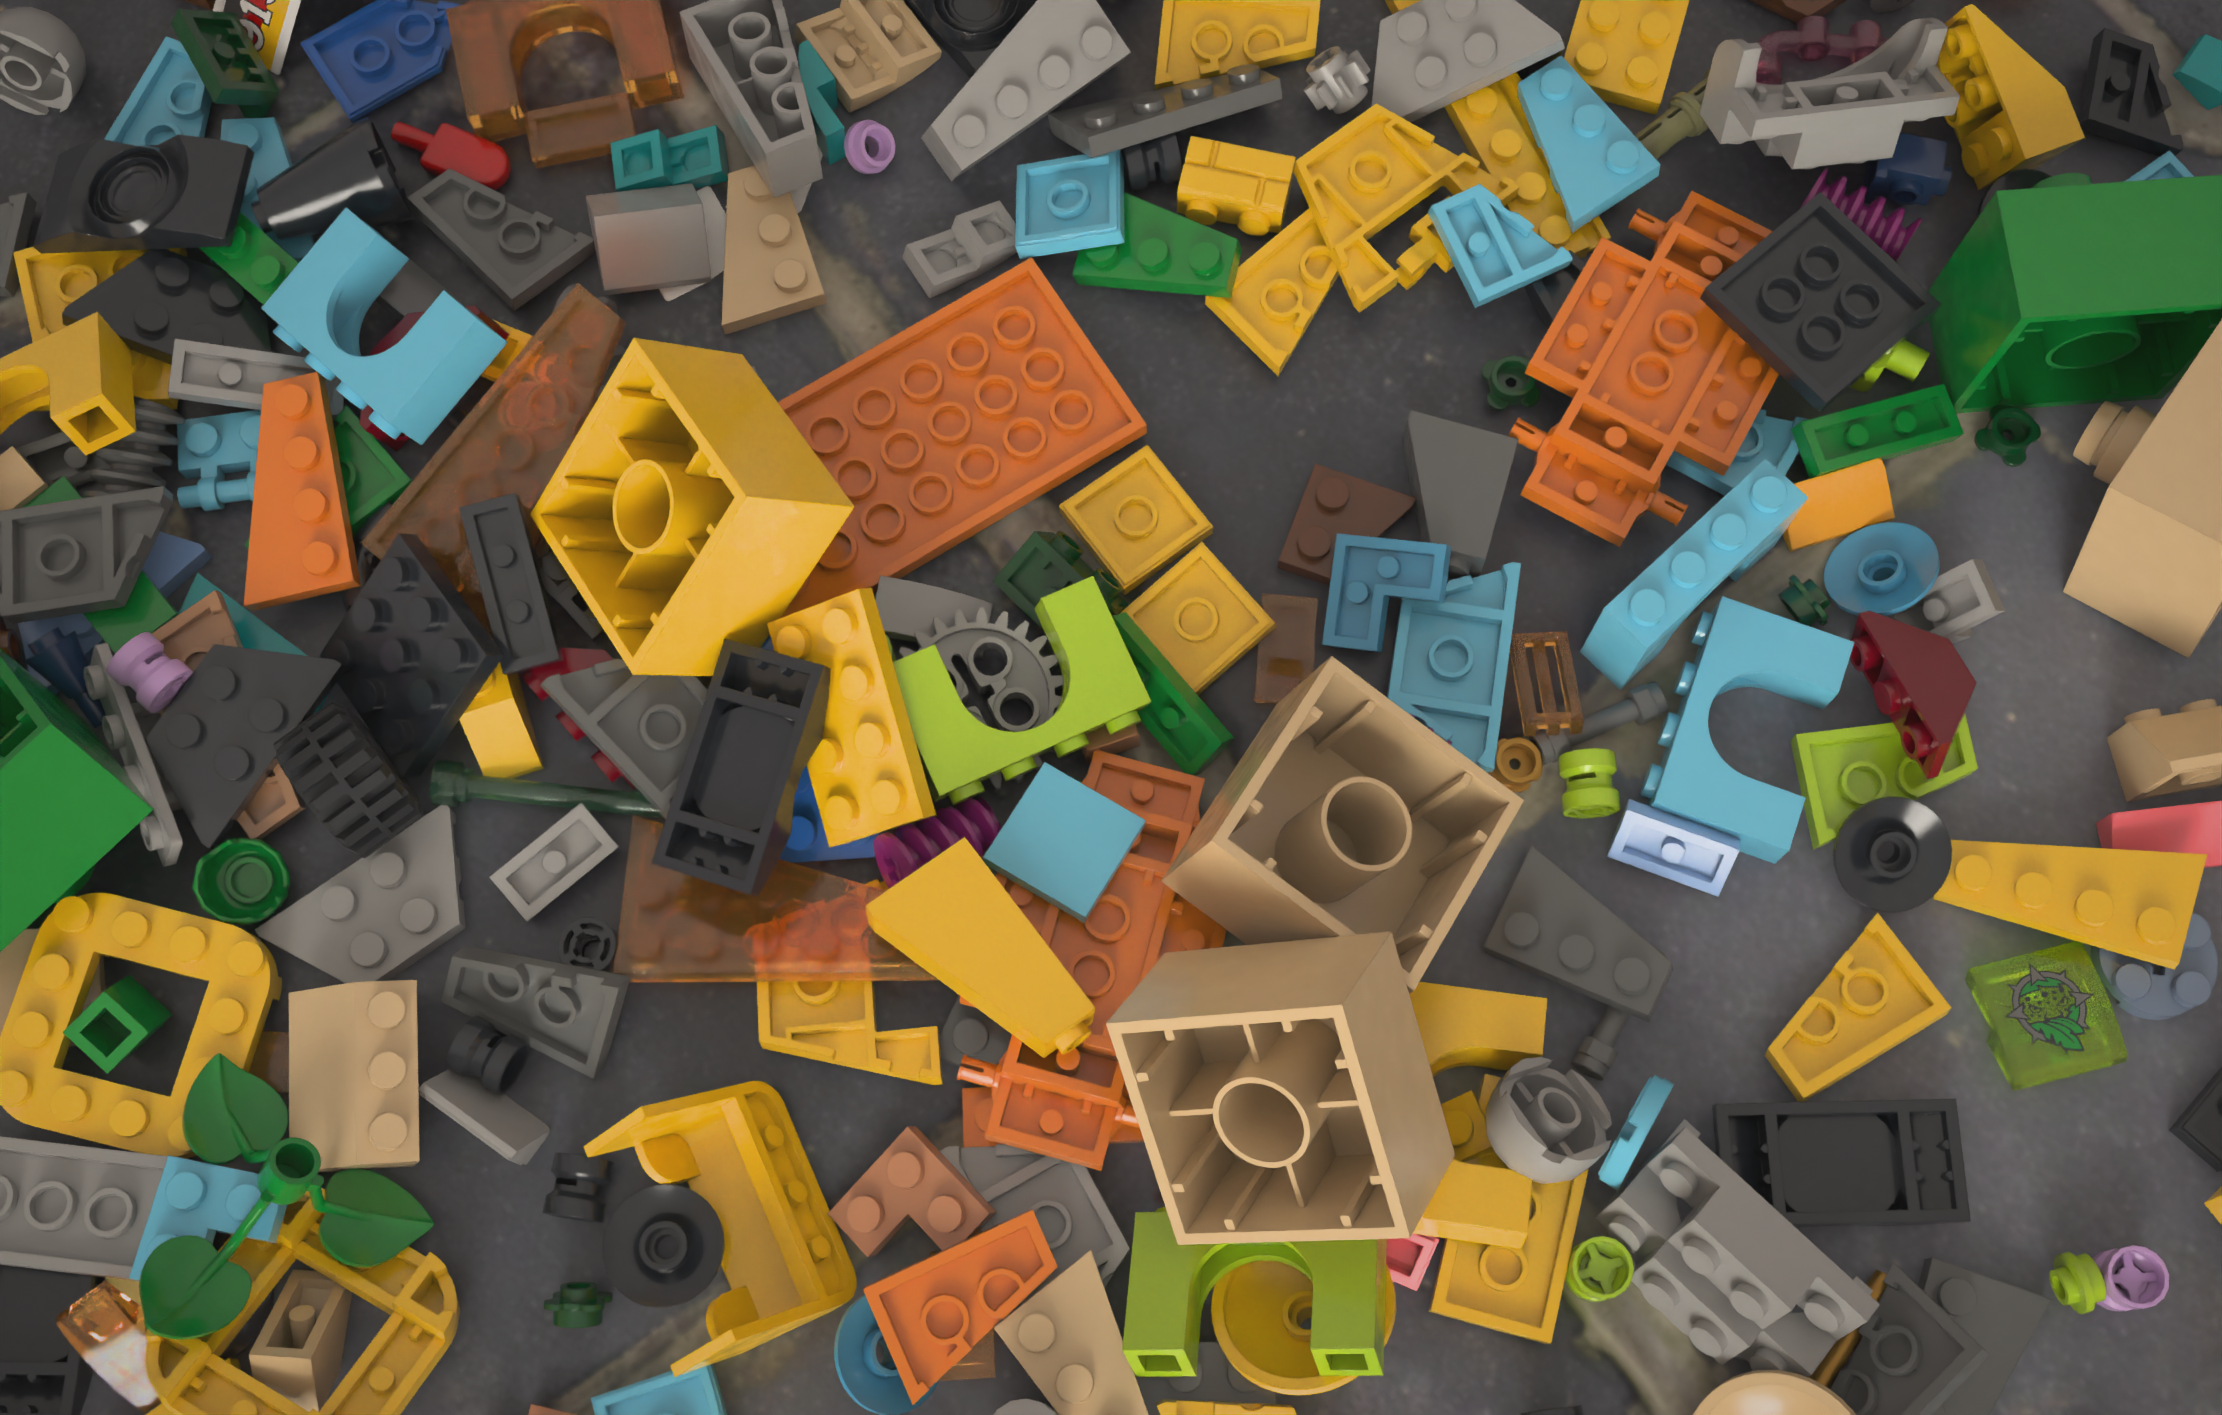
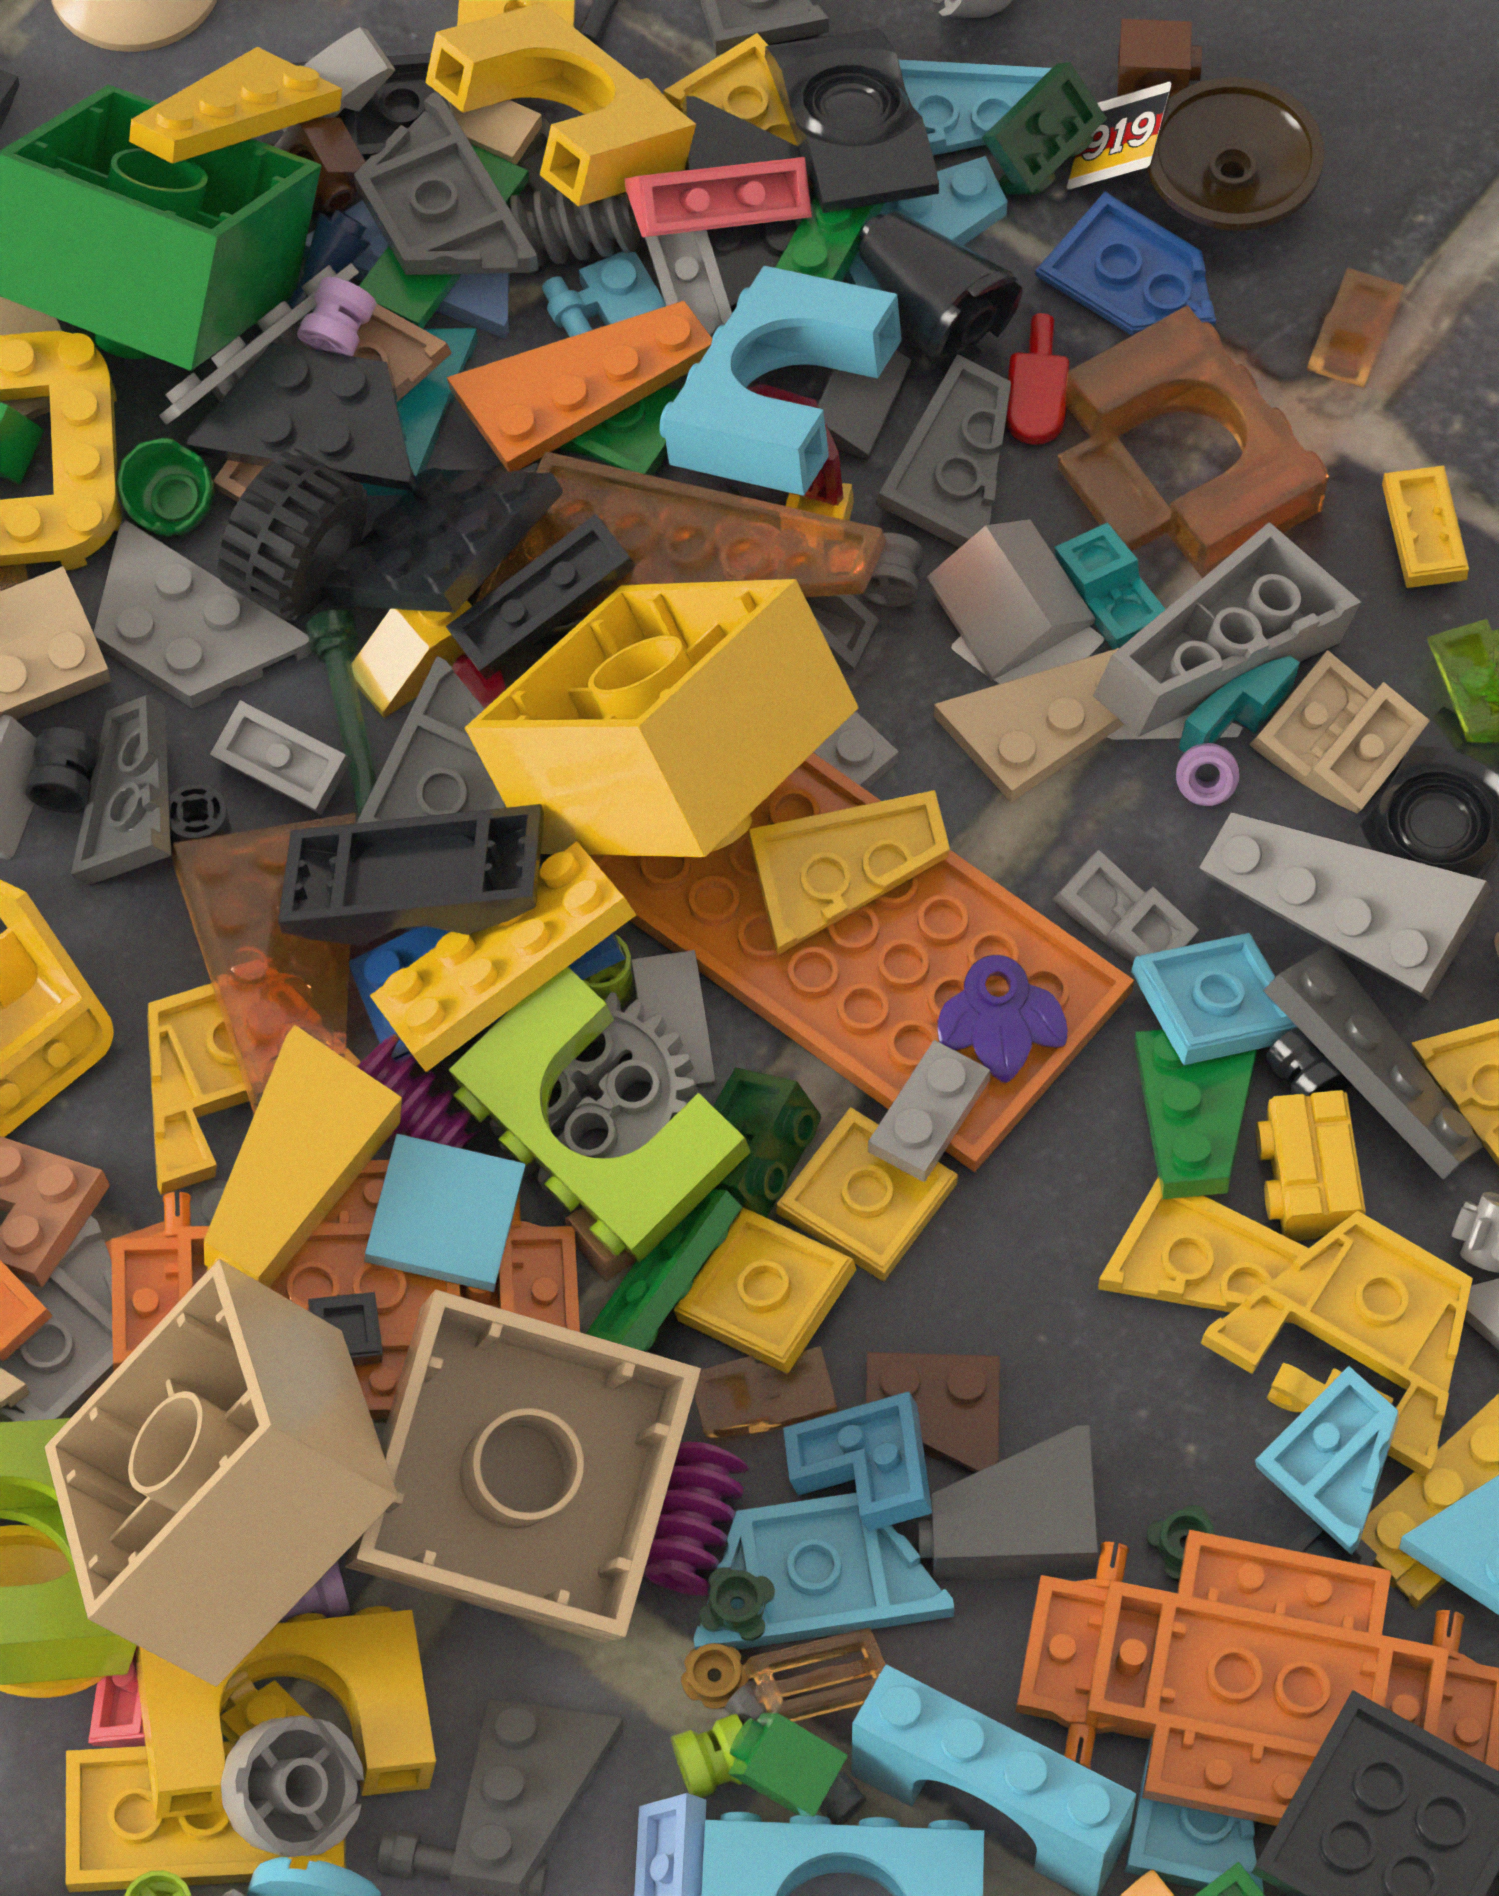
camera: 70 degrees right, 10 degrees down
(177, 318) = (720, 197): none -> coral slope
(851, 426) = (842, 860): none -> yellow wing
(1042, 362) = (1003, 1025): none -> dark purple plate
(1094, 441) = (929, 1111): none -> light grey plate
(1139, 950) = (358, 1321): none -> black tile
(1477, 706) = (731, 1585): none -> dark green plate
(1633, 722) = (785, 1762): none -> green brick

